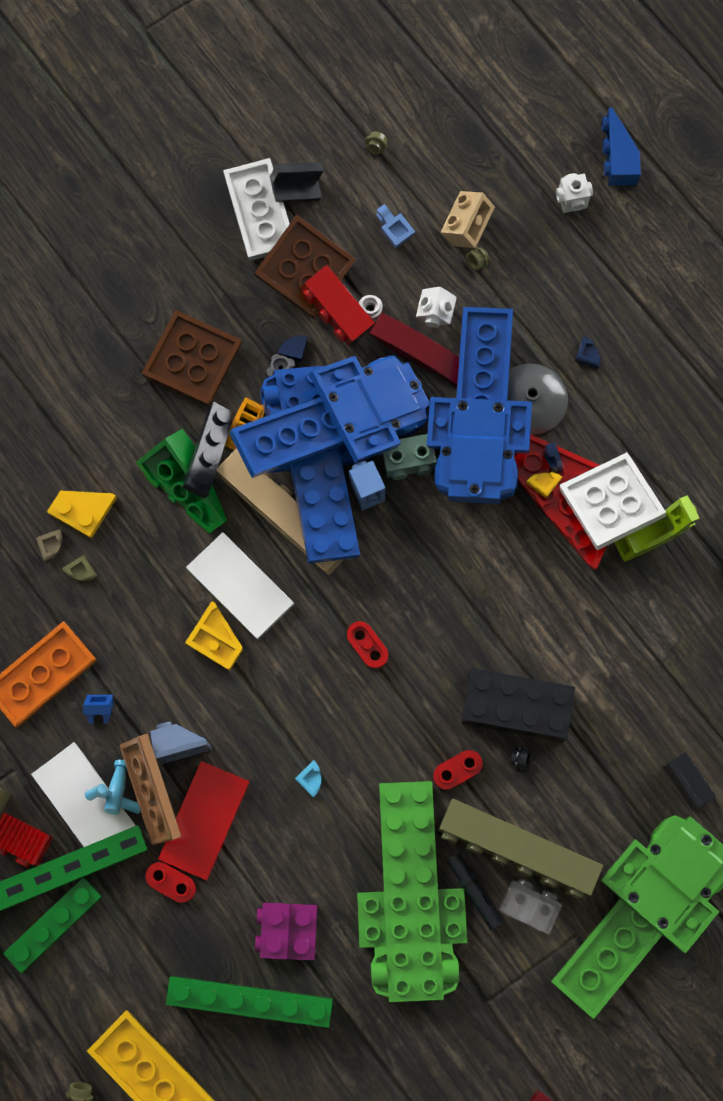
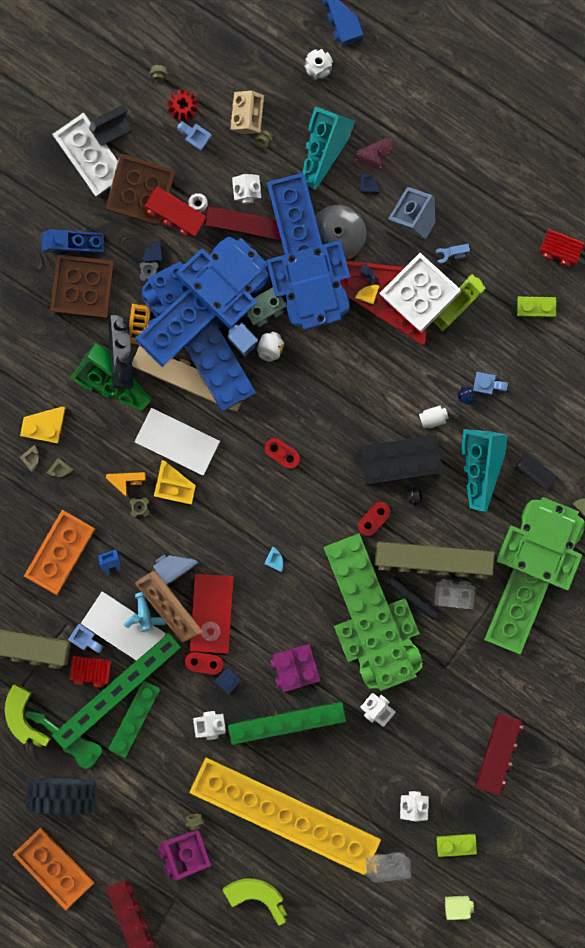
camera: 20 degrees left, 10 degrees up
(27, 794) = (83, 637): none -> medium blue plate
(146, 968) = (213, 724): none -> white brick
(151, 609) = (120, 480): none -> light orange slope
(157, 645) = (143, 503): none -> olive plate
(187, 836) = (206, 636): none -> clear plate
(193, 917) = (227, 680): none -> dark blue plate
(199, 301) = (72, 242): none -> blue slope
(374, 1021) = (375, 706): none -> white brick
(394, 180) = (190, 103): none -> red gear
(399, 507) = (270, 346): none -> white head
(558, 279) = (327, 140): none -> teal wedge
(578, 665) = (433, 417): none -> white brick
(602, 316) = (370, 153): none -> clear pink slope
(625, 743) = (484, 458): none -> teal wedge
(628, 651) = (465, 395): none -> clear blue plate
(636, 405) = (415, 212): none -> sand blue slope
(659, 645) = (486, 383): none -> medium blue plate
(672, 468) = (457, 252): none -> medium blue plate

